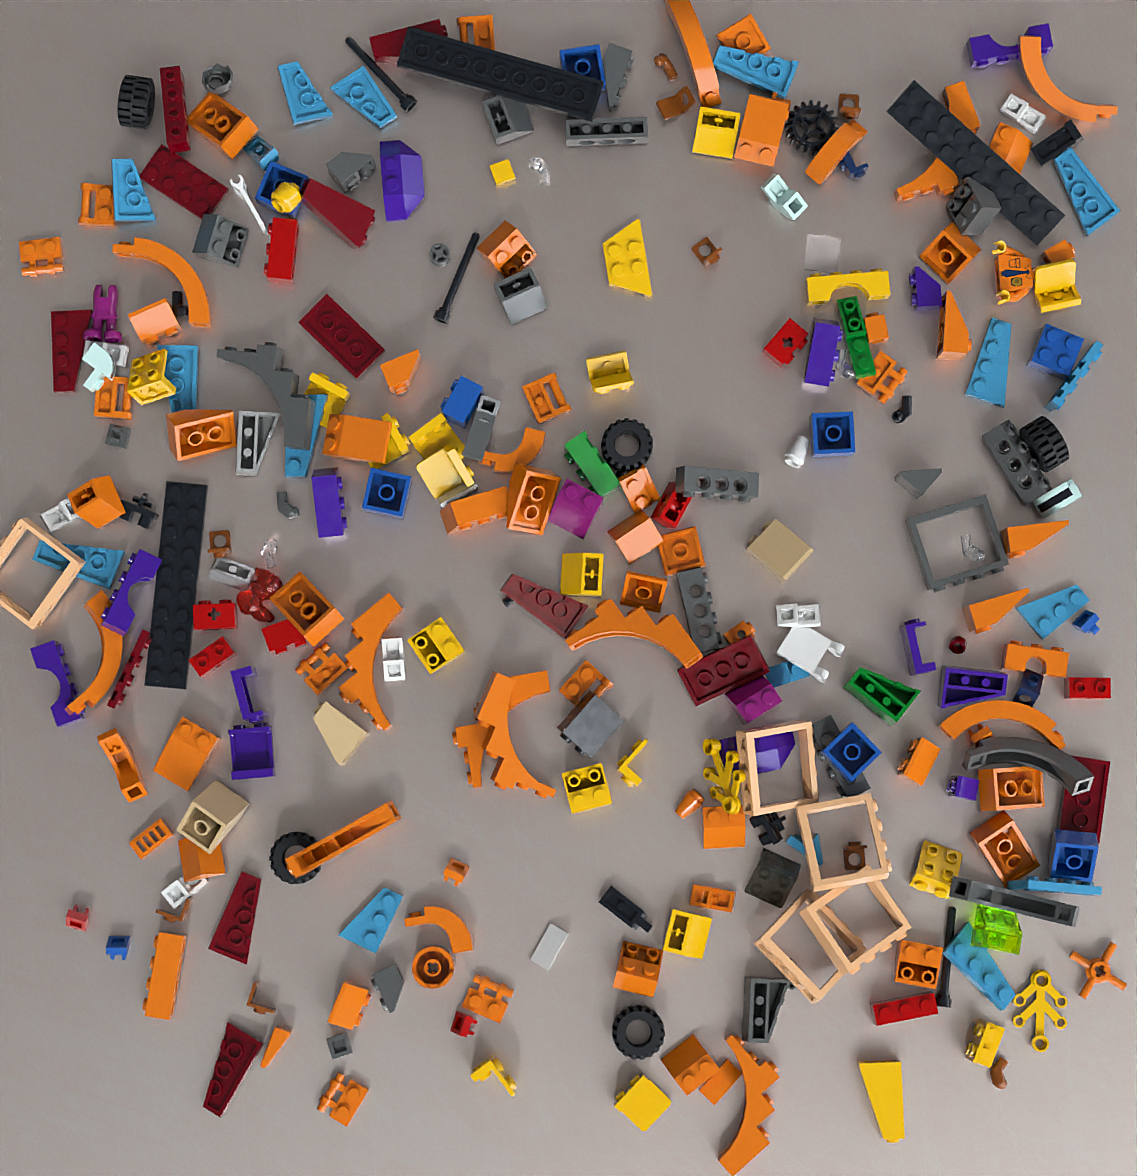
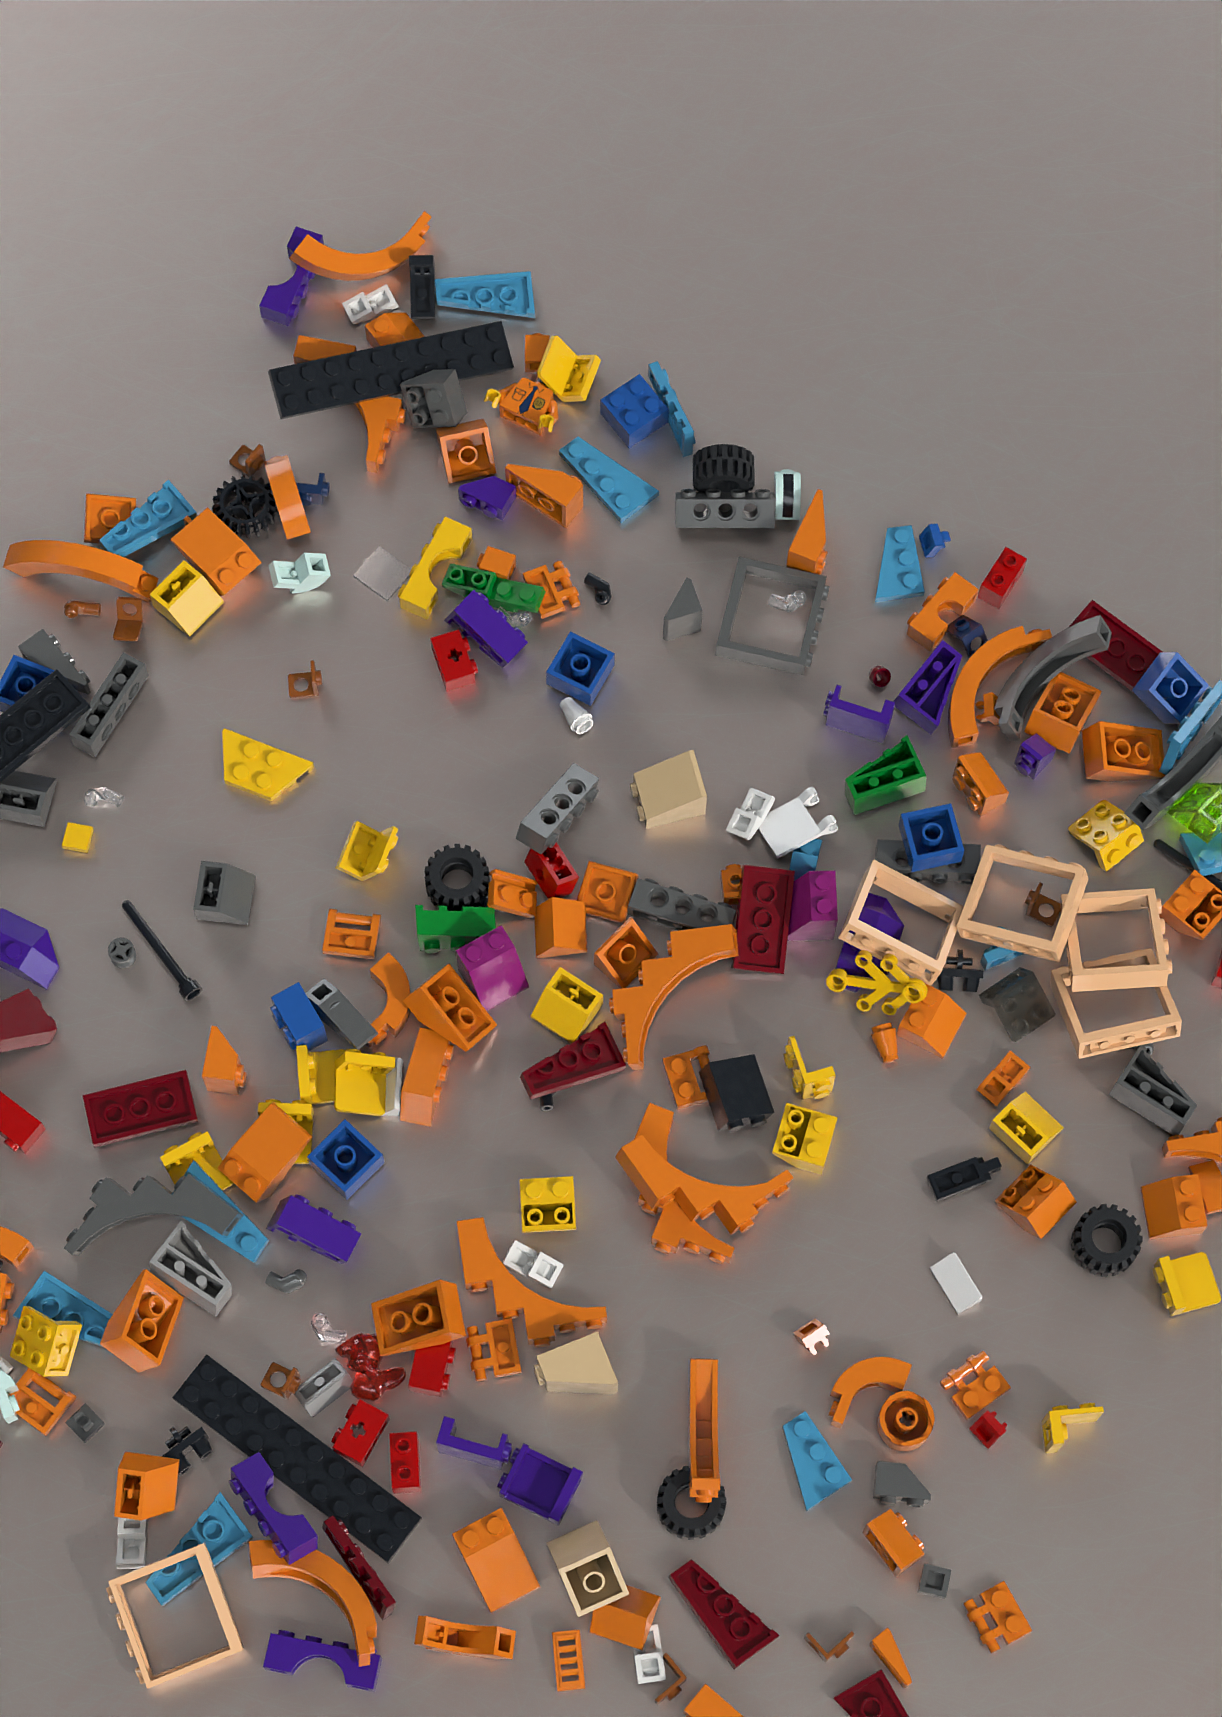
camera: 55 degrees left, 15 degrees down
(506, 250) = (164, 880): orange slope -> none
(988, 612) = (864, 630): orange slope -> none

